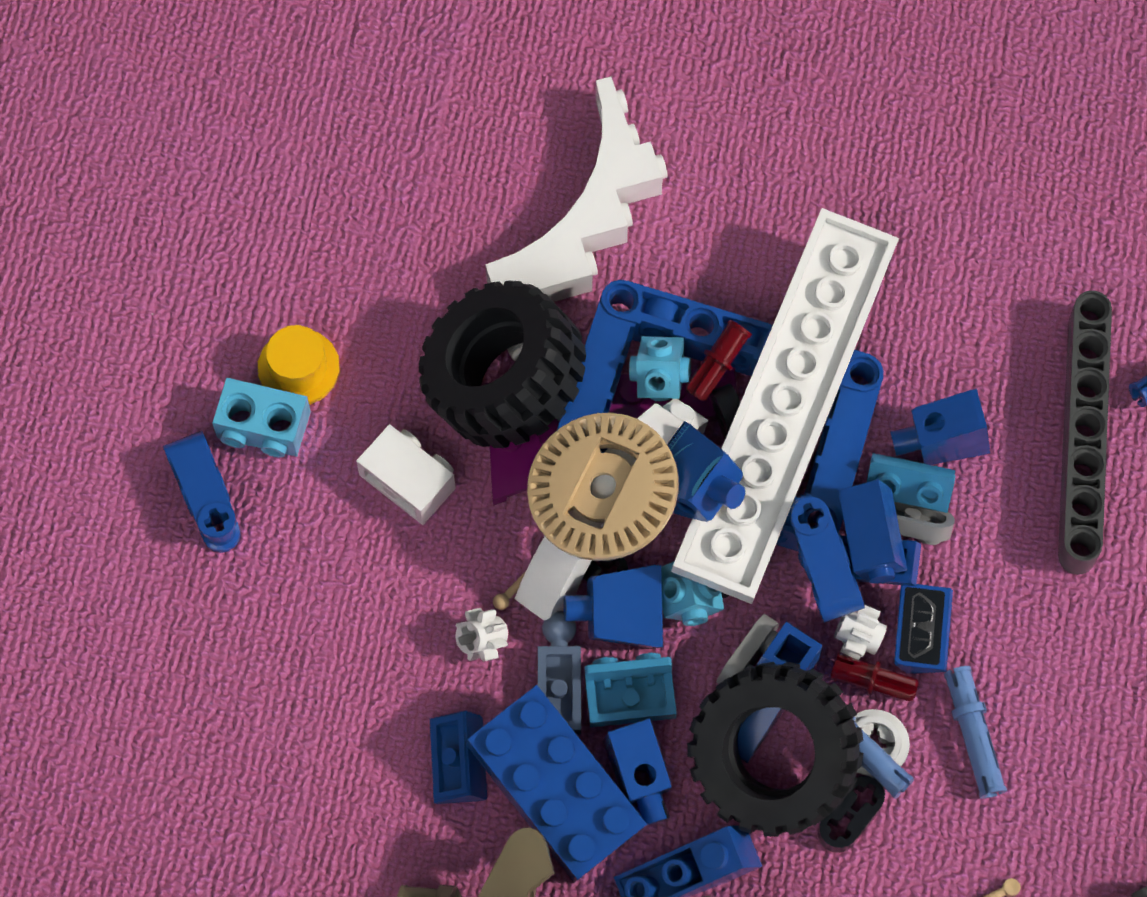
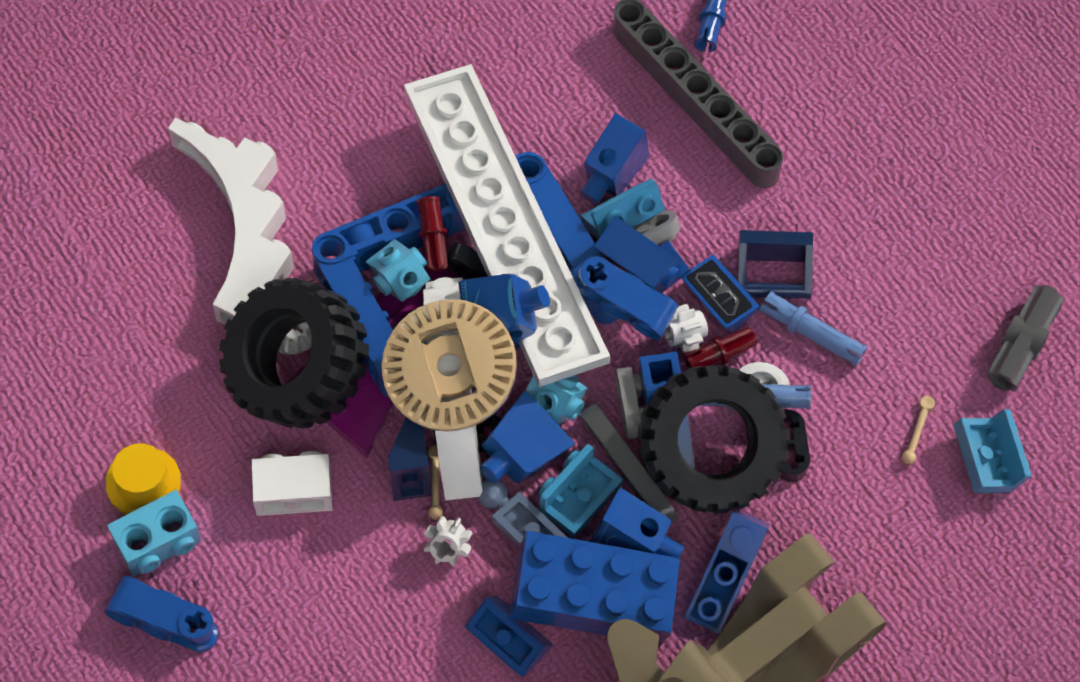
camera: 45 degrees left, 5 degrees down
(509, 542) = (409, 463): none -> dark blue tile
(695, 688) = (626, 461): none -> dark grey beam
(1014, 630) = (776, 247): none -> dark blue tile

